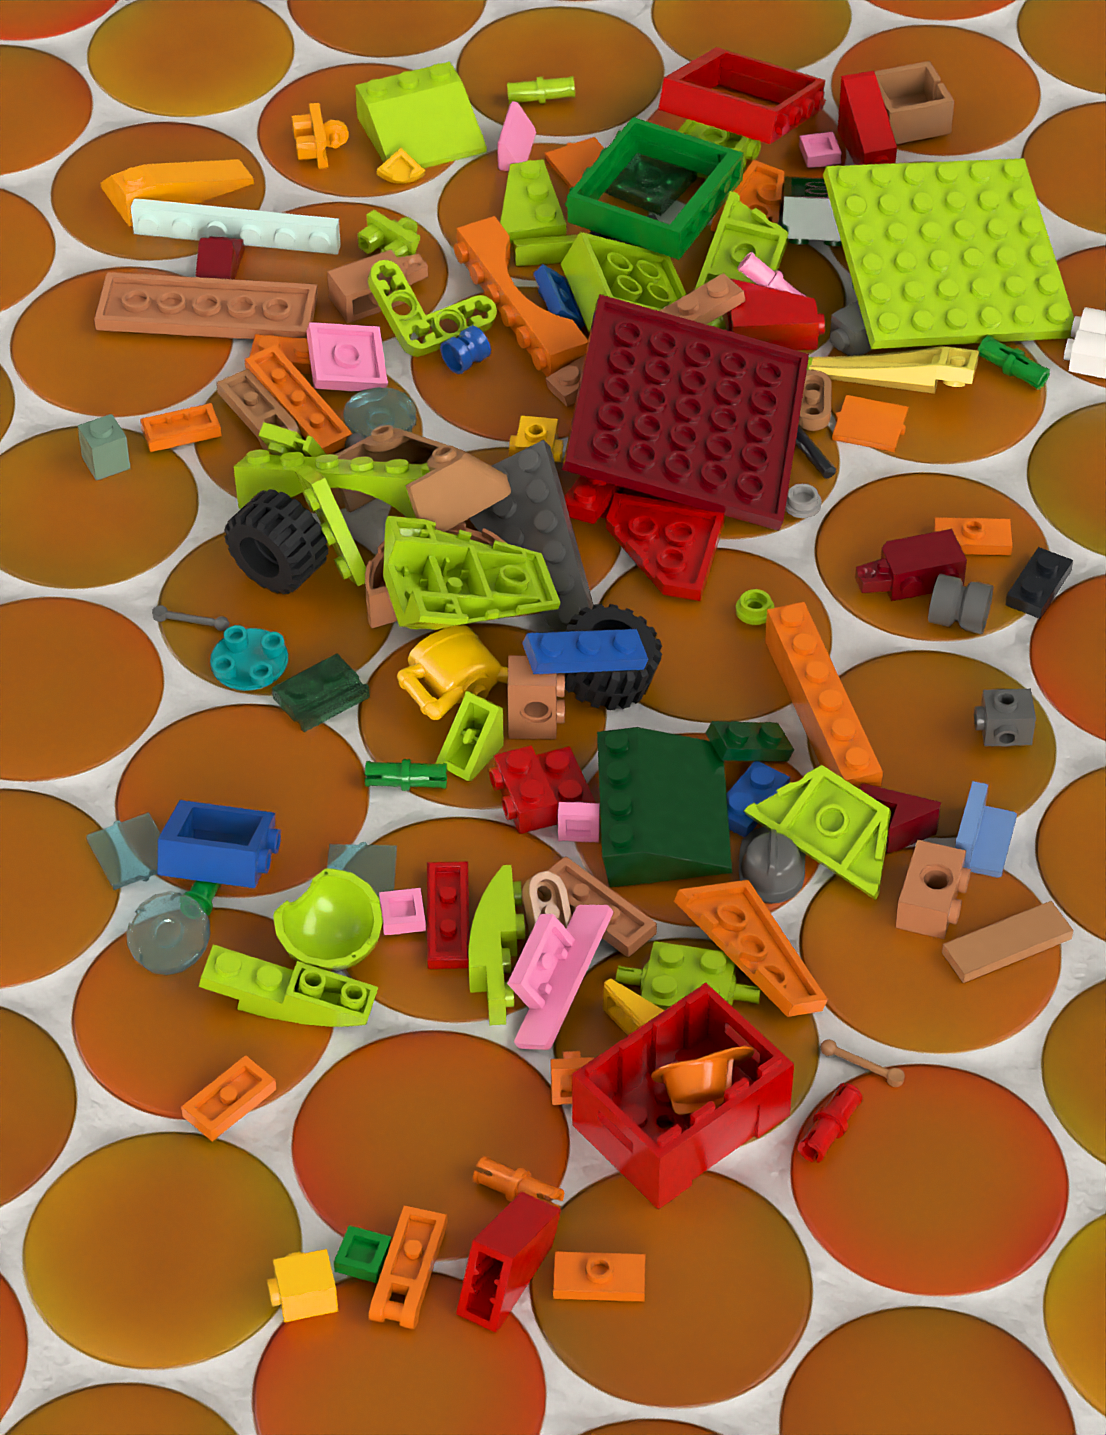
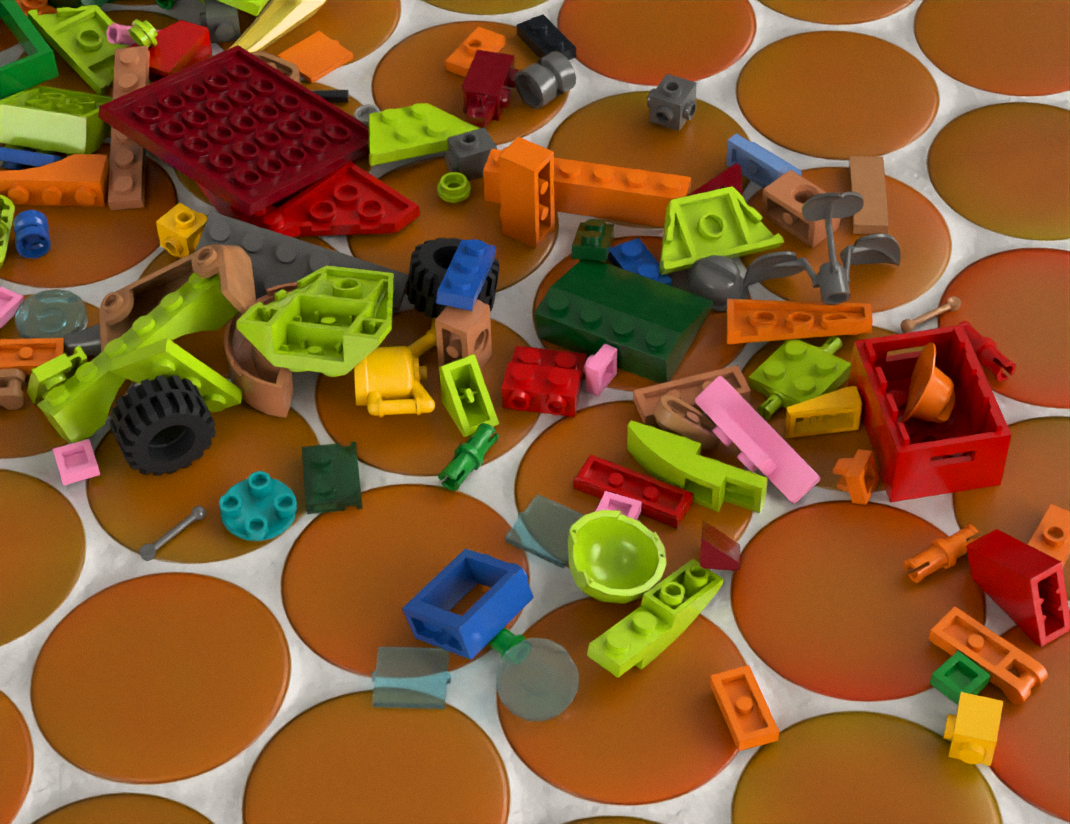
camera: 60 degrees left, 0 degrees up
(216, 514) = (76, 462): none -> bright pink plate
(395, 996) = (718, 550): none -> dark red slope
(749, 651) = (526, 192): none -> orange brick
(758, 280) = (143, 33): none -> lime plate
(801, 541) = (411, 132): none -> lime wing
(813, 589) = (469, 153): none -> dark grey brick
(819, 943) = (831, 278): none -> dark grey plant

